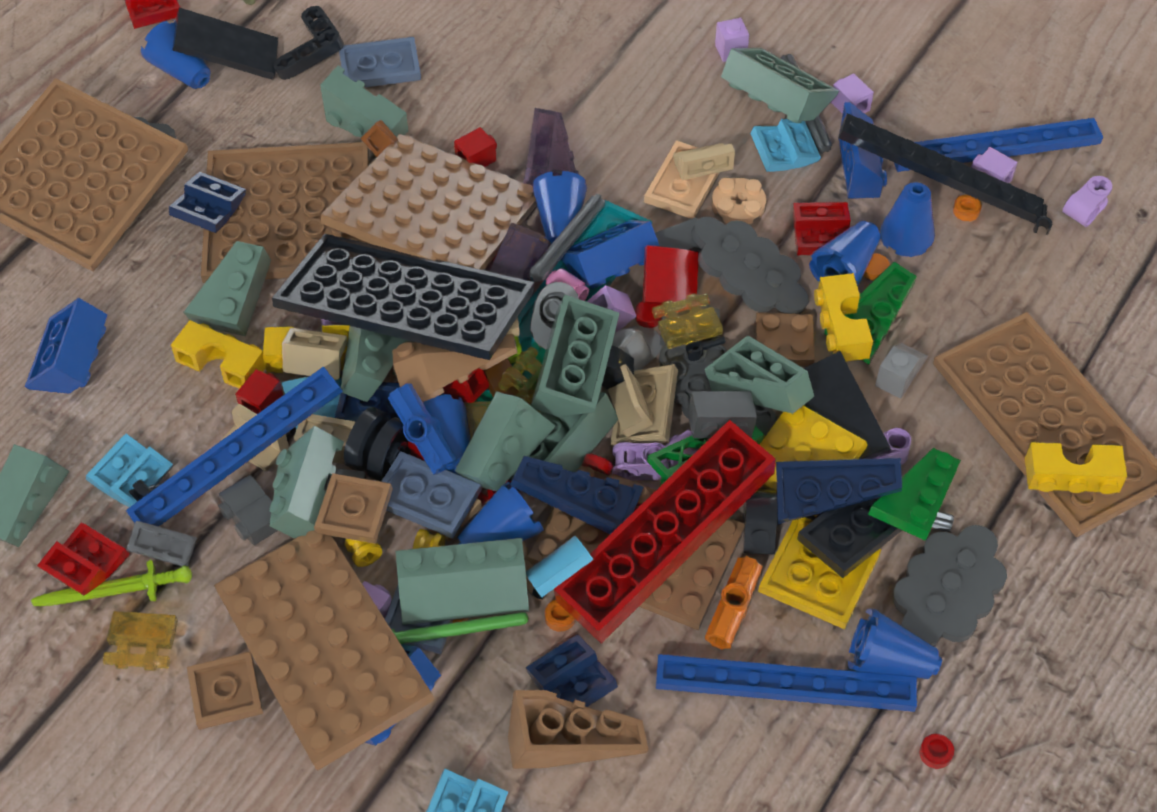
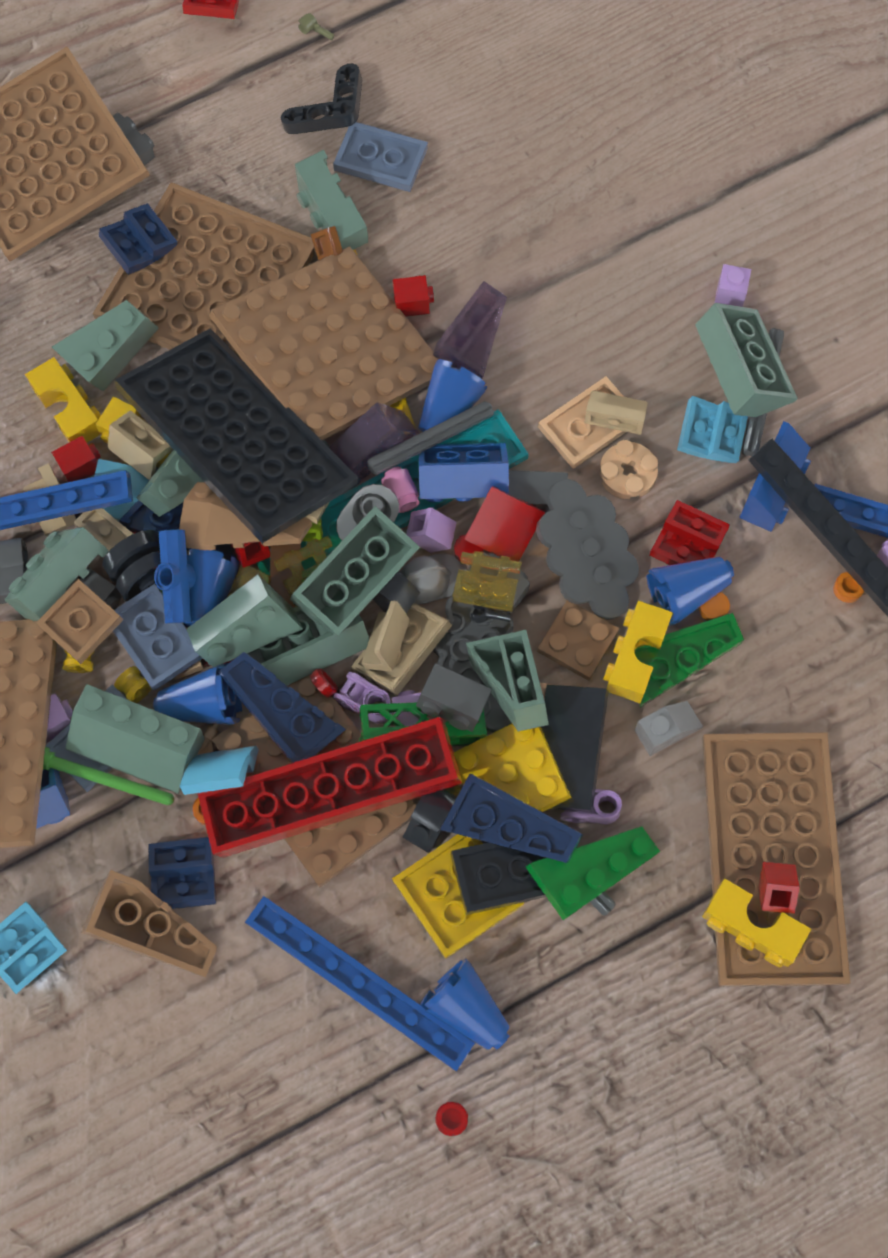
camera: 30 degrees right, 15 degrees up
(183, 67) = (198, 63): blue cone -> none
(225, 43) = (245, 72): black tile -> none
(728, 616) = (377, 868): orange piece -> none
(854, 91) = (812, 408): lavender brick -> none
(910, 222) = (773, 581): blue cone -> none
(950, 585) = (567, 970): dark grey plate -> none
(1075, 430) = (778, 887): none -> red brick

